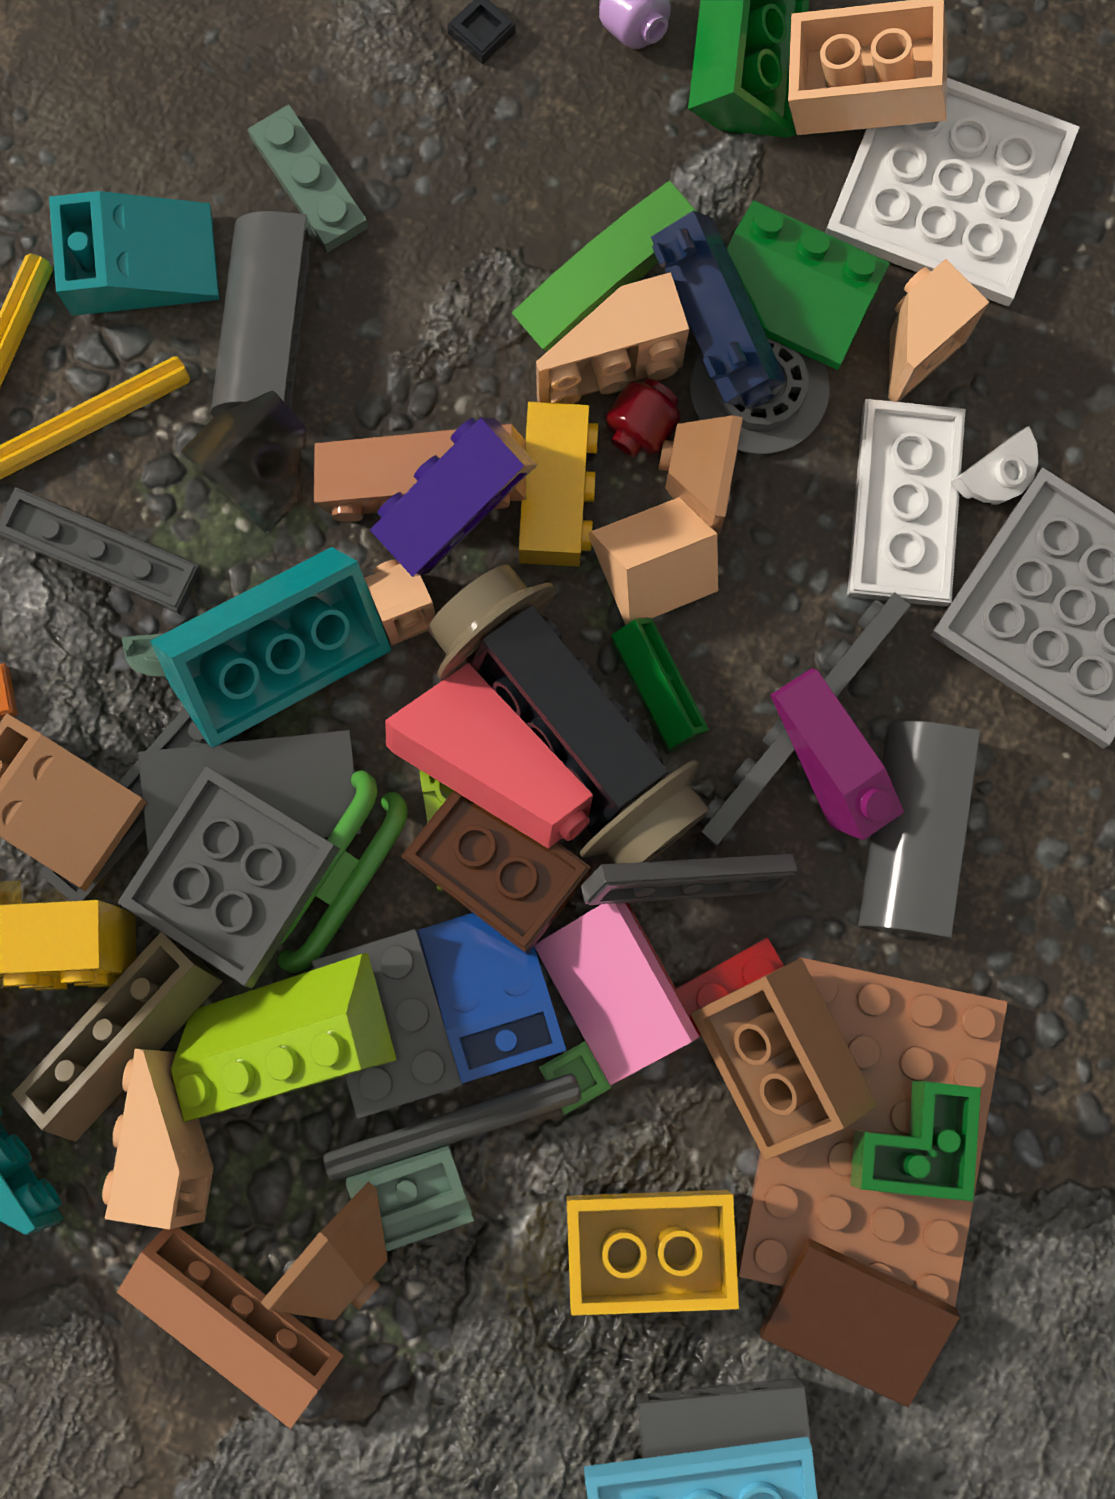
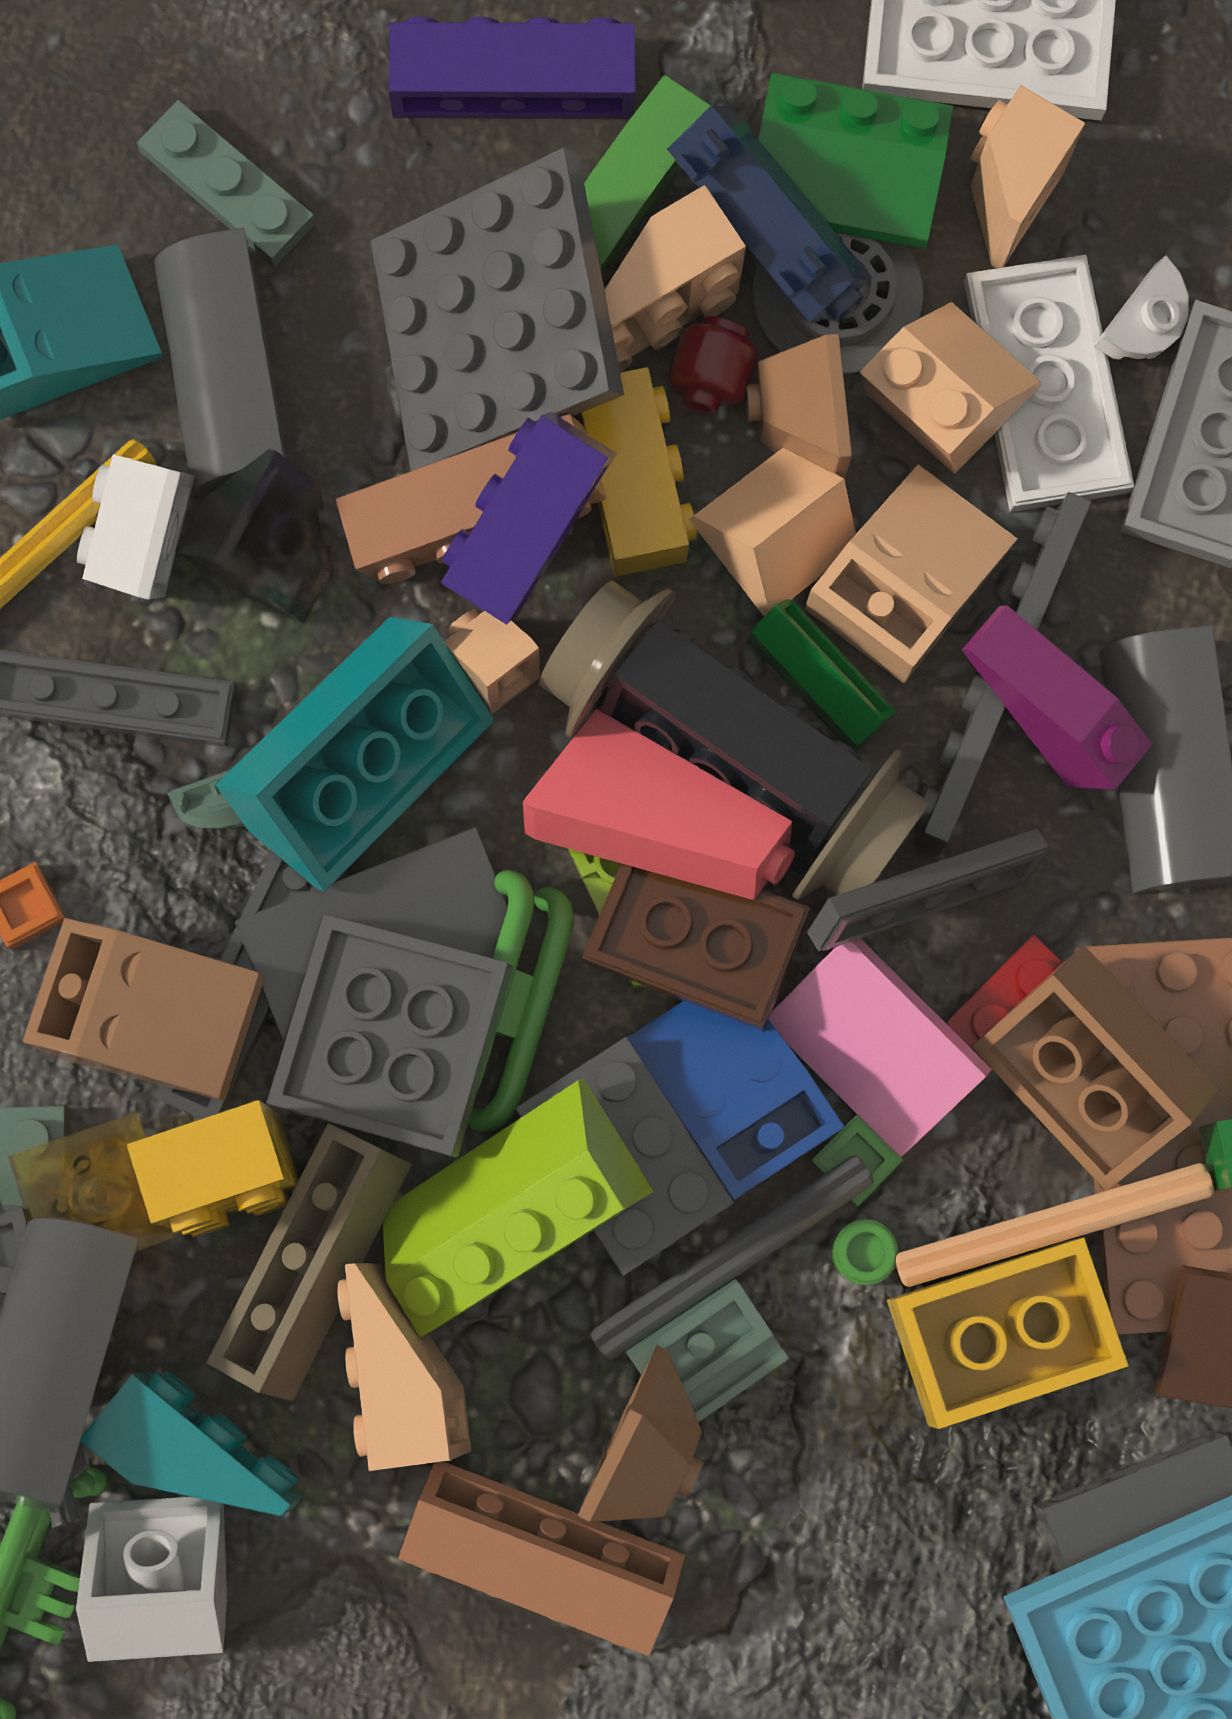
camera: 20 degrees left, 0 degrees up
(154, 424) = (135, 527): none -> white slope
(482, 328) = (496, 311): none -> dark grey plate
(552, 146) = (512, 69): none -> dark purple brick
(560, 1153) = (864, 1252): none -> bright green tile
(716, 1175) = (1054, 1224): none -> light nougat axle
(750, 622) = (908, 573): none -> light nougat slope
(824, 481) = (948, 384): none -> light nougat slope

